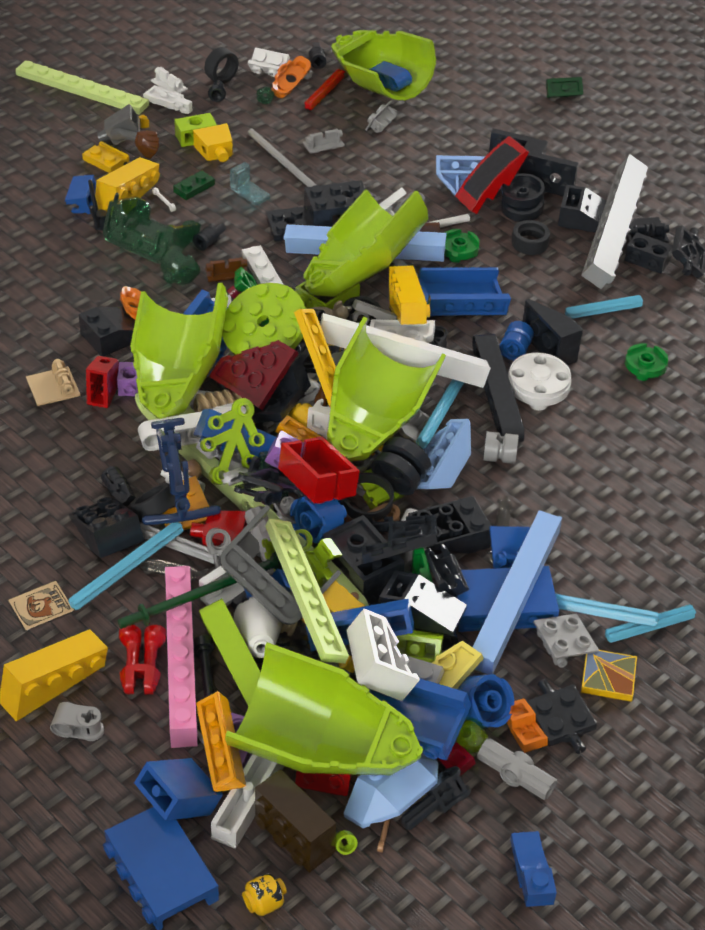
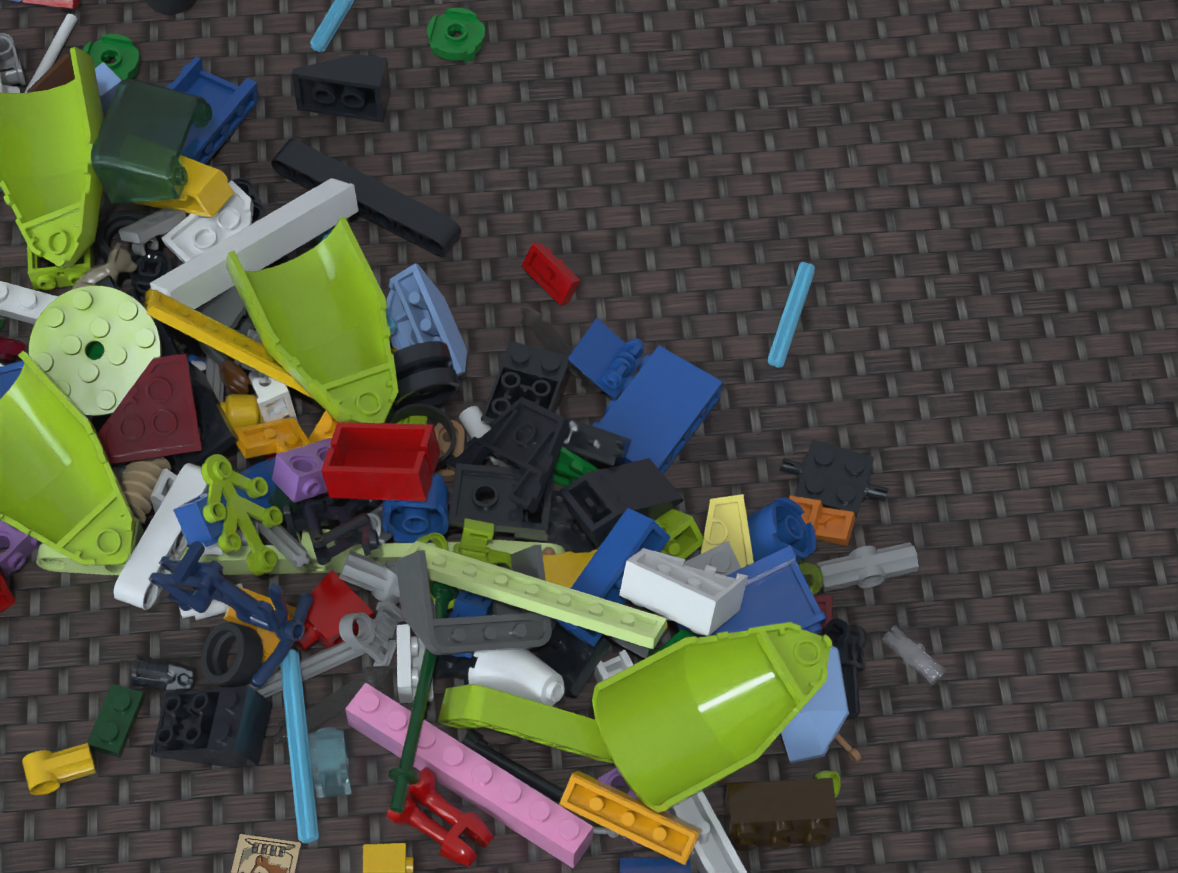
camera: 50 degrees left, 15 degrees up
(21, 476) = (48, 770): none -> yellow piece
(75, 487) = (116, 720): none -> dark green plate
(126, 583) = (330, 762): none -> clear light blue brick
(398, 259) = (143, 141): none -> clear green windscreen
(482, 835) = (914, 655): none -> clear pin
(500, 447) = (457, 261): light grey wheel -> none
(516, 340) = (317, 125): blue wheel -> none
(516, 590) = (674, 397): light blue tile -> none
(532, 869) = (987, 641): blue slope -> none
(539, 380) = (394, 149): white piece -> none
(544, 492) = (550, 273): none -> red plate
(565, 637) = (750, 401): light grey hinge -> none
(607, 610) = (753, 337): medium azure axle -> none
(609, 675) = (820, 399): tile -> none

